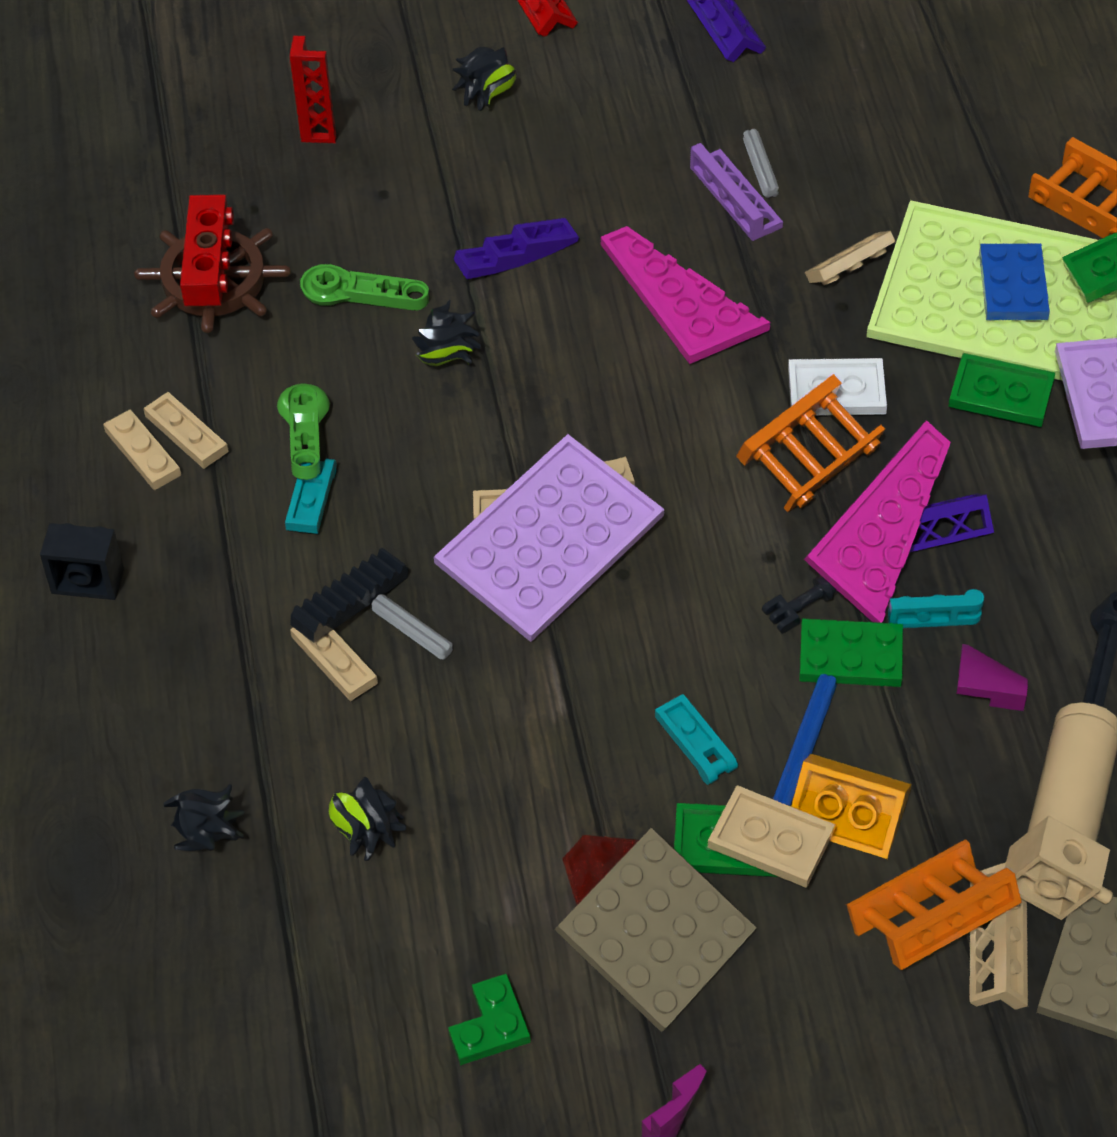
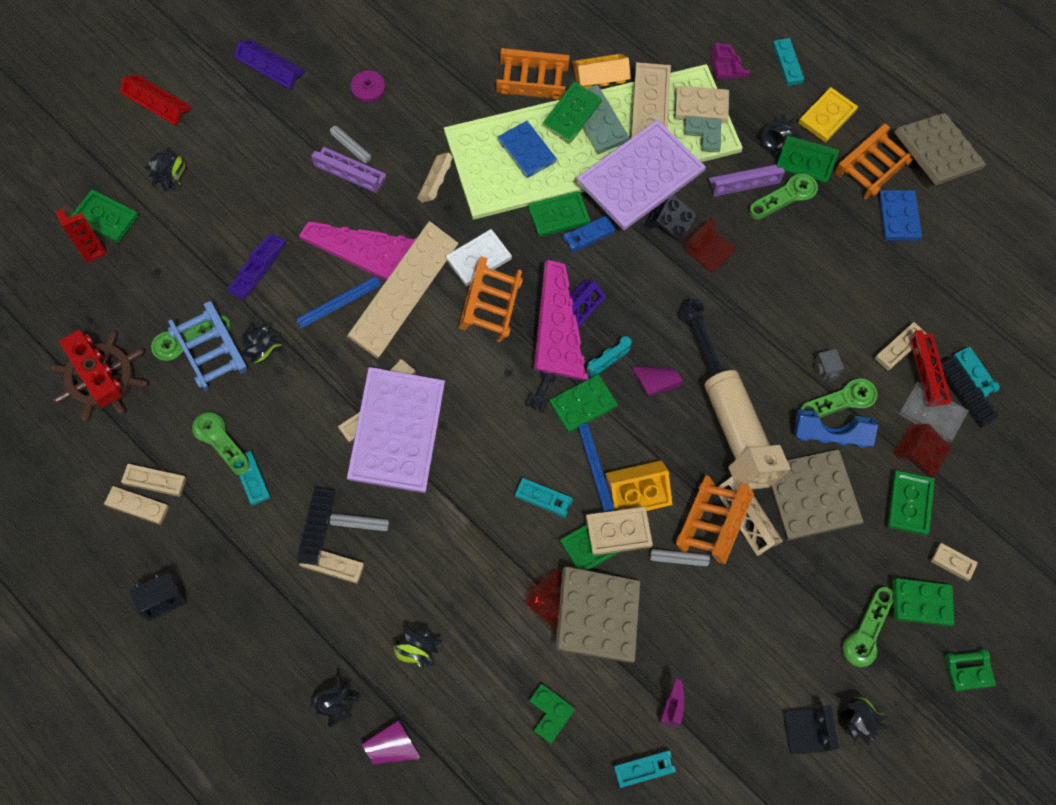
camera: 40 degrees left, 15 degrees up
(236, 923) = (390, 746): none -> magenta slope
(366, 97) = (106, 216): none -> green plate
(398, 319) = (217, 331): none -> medium blue fence
(594, 345) = (338, 302): none -> blue axle
(693, 371) = (402, 290): none -> tan plate
(840, 105) = (367, 93): none -> magenta plate
(843, 933) = (679, 557): none -> light grey axle
(1029, 439) = (589, 234): none -> blue plate

